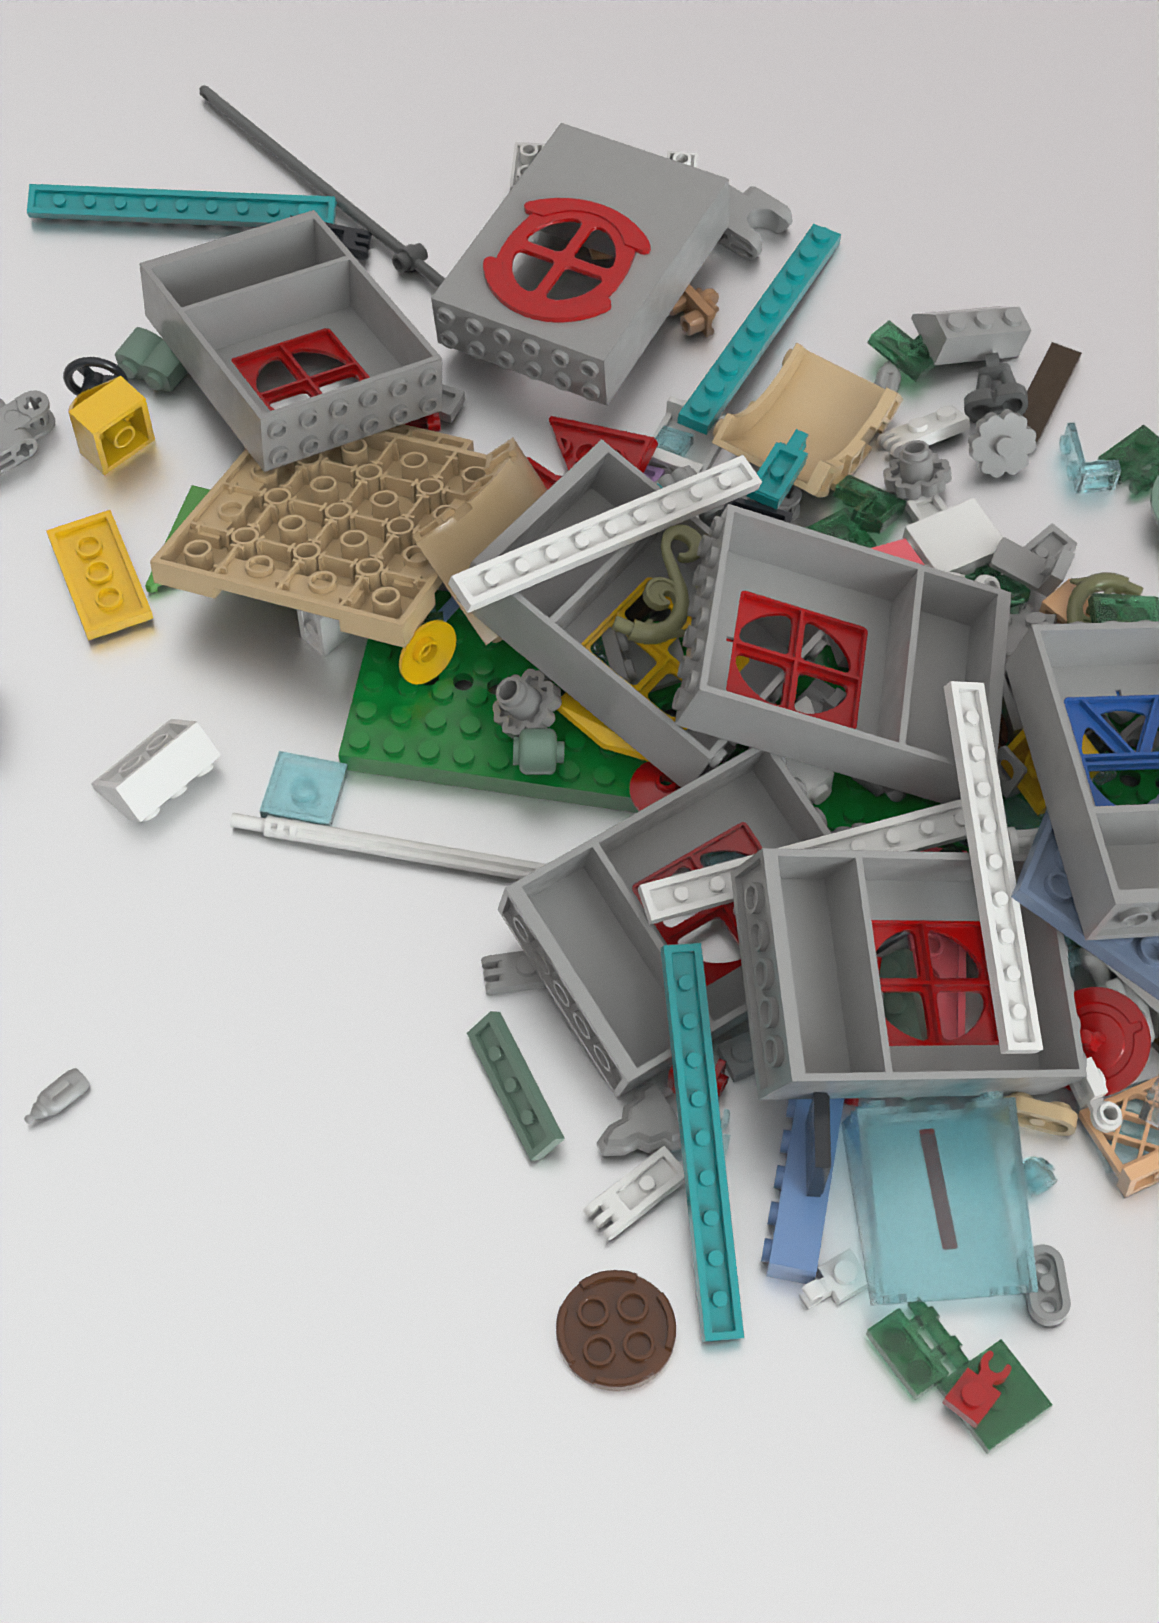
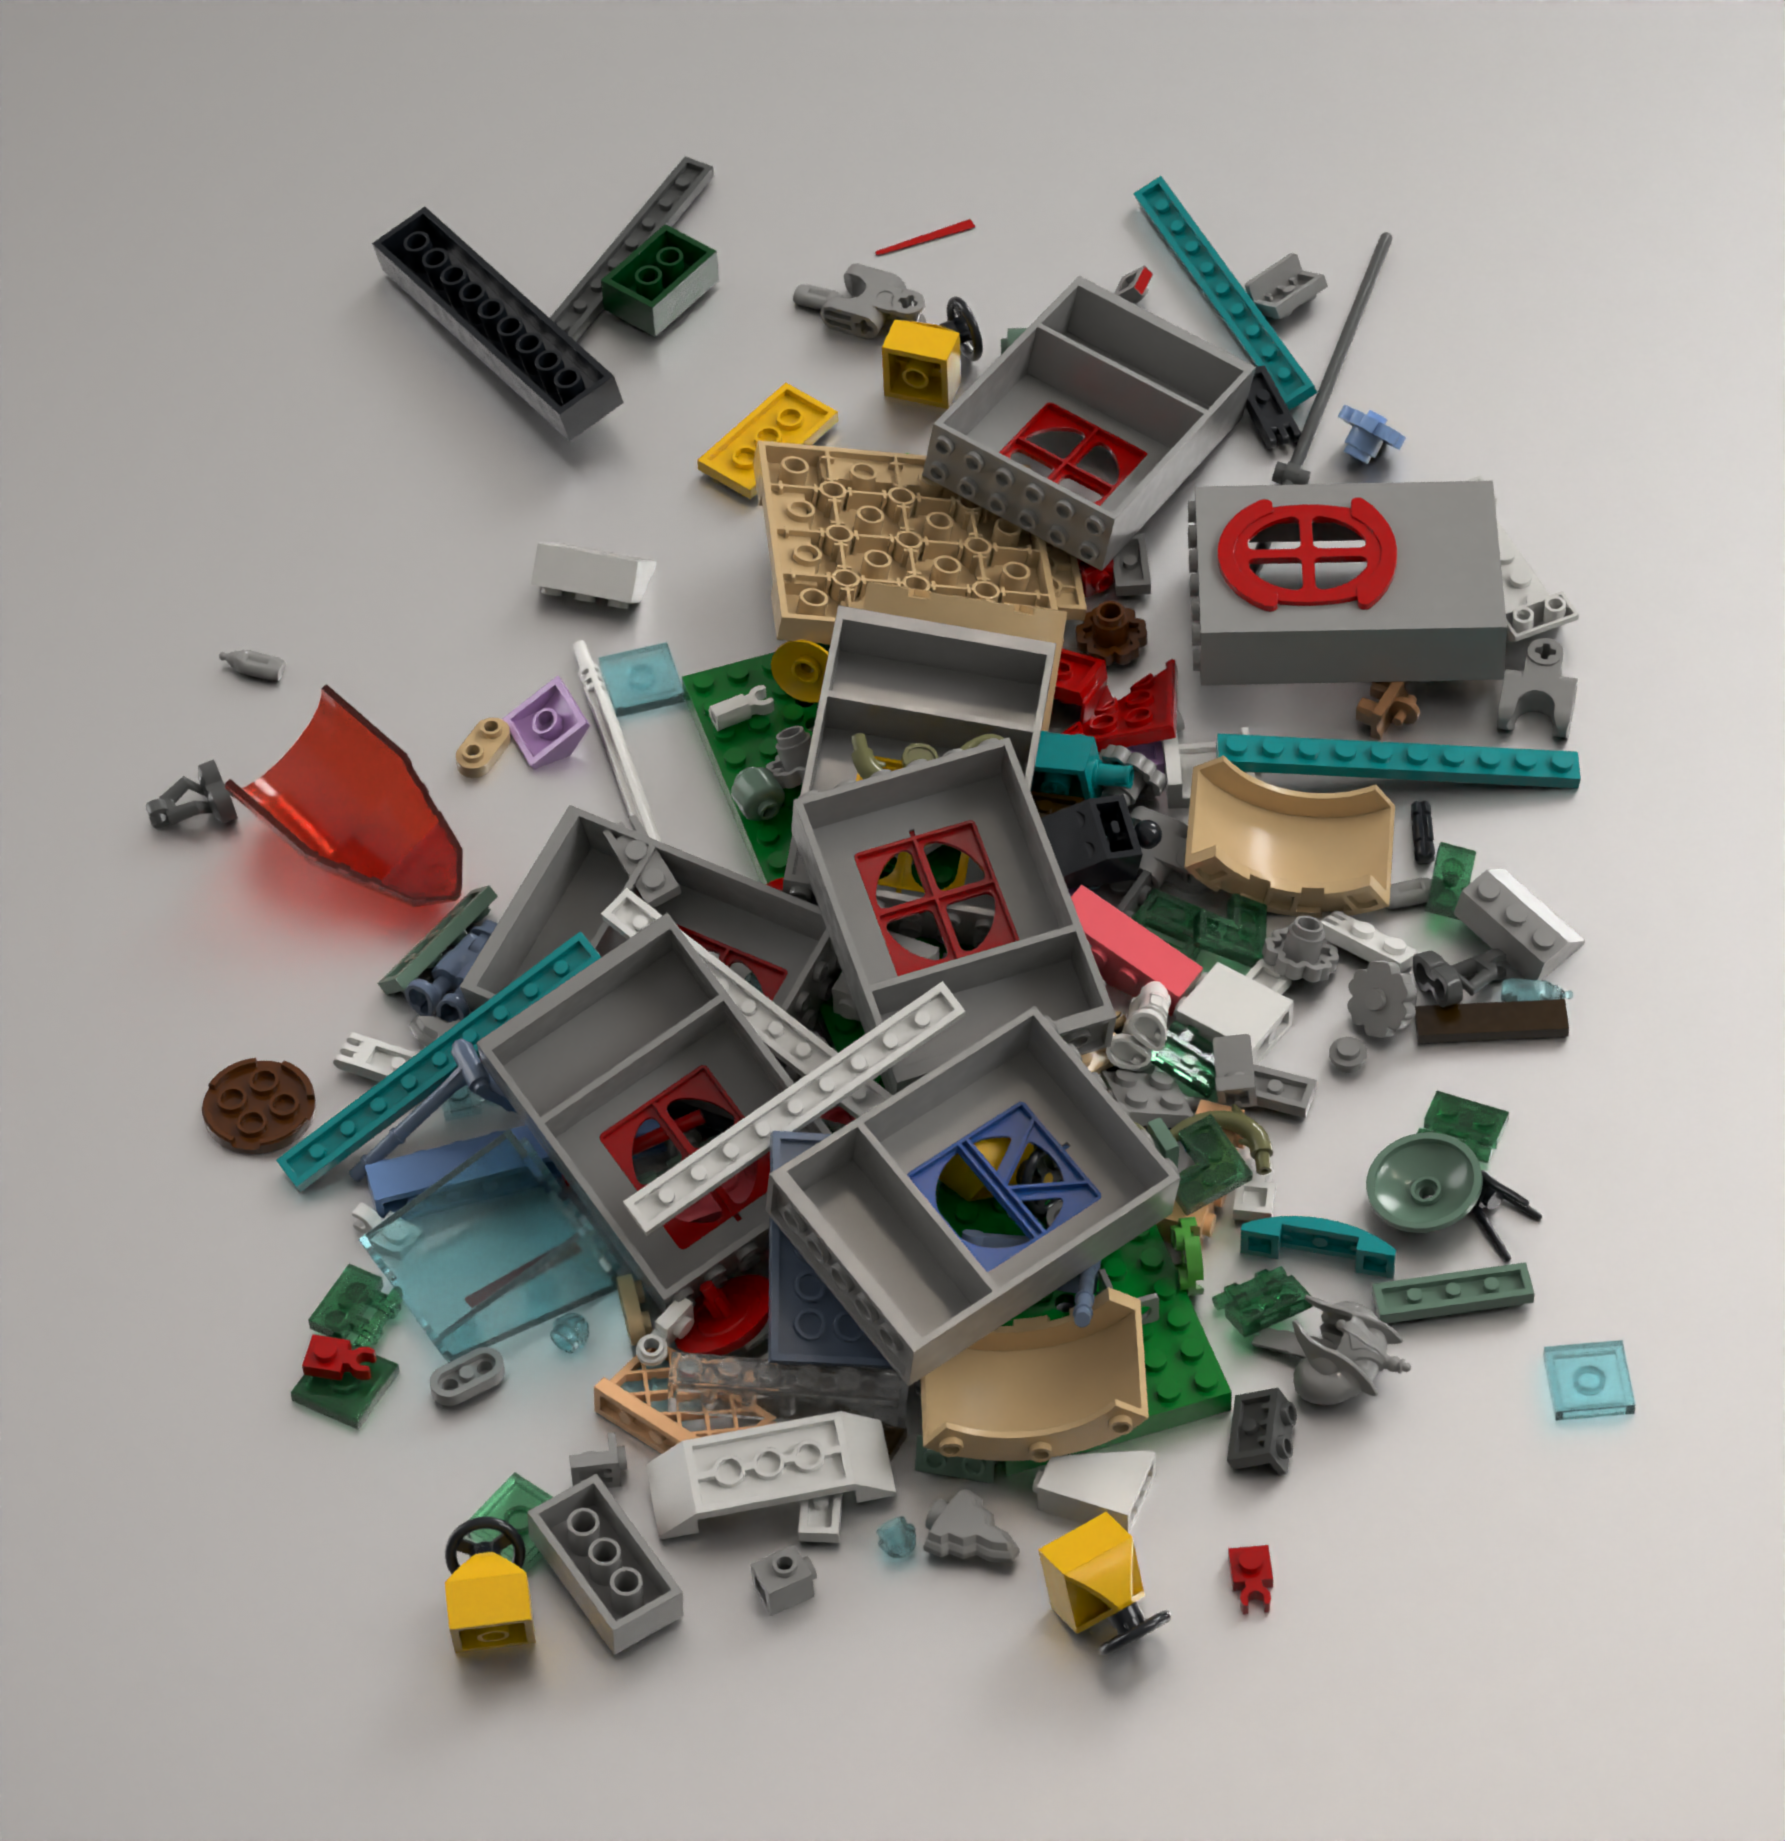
camera: 65 degrees right, 10 degrees down
(127, 258) = (1134, 285): none -> light grey plate
(193, 1198) = (219, 803): none -> dark grey piece
(212, 167) = (1284, 287): none -> light grey bracket
(296, 947) = (488, 742): none -> tan plate
(311, 883) = (547, 724): none -> lavender slope
(332, 1079) = (358, 809): none -> clear red windscreen
(411, 189) = (1368, 434): none -> light blue plant
(420, 725) = (740, 708): none -> white bar
(496, 429) = (1111, 633): none -> reddish brown plant
(566, 1077) = (448, 975): none -> sand blue piece
(588, 867) = (656, 882): none -> light grey hinge
(603, 534) = (950, 688): white plate -> none
(674, 440) = (1197, 753): clear light blue tile -> none
(759, 1112) = (469, 1073): none -> sand blue piece
(781, 470) = (1183, 821): teal hinge -> none
(818, 1144) = (472, 1129): black tile -> none
(831, 348) = (1422, 832): none -> black axle
(1028, 494) = (1348, 1054): none -> light grey plate
(1030, 359) = (1529, 990): none -> clear light blue piece
(1086, 476) = (1406, 1080): clear light blue bracket -> none

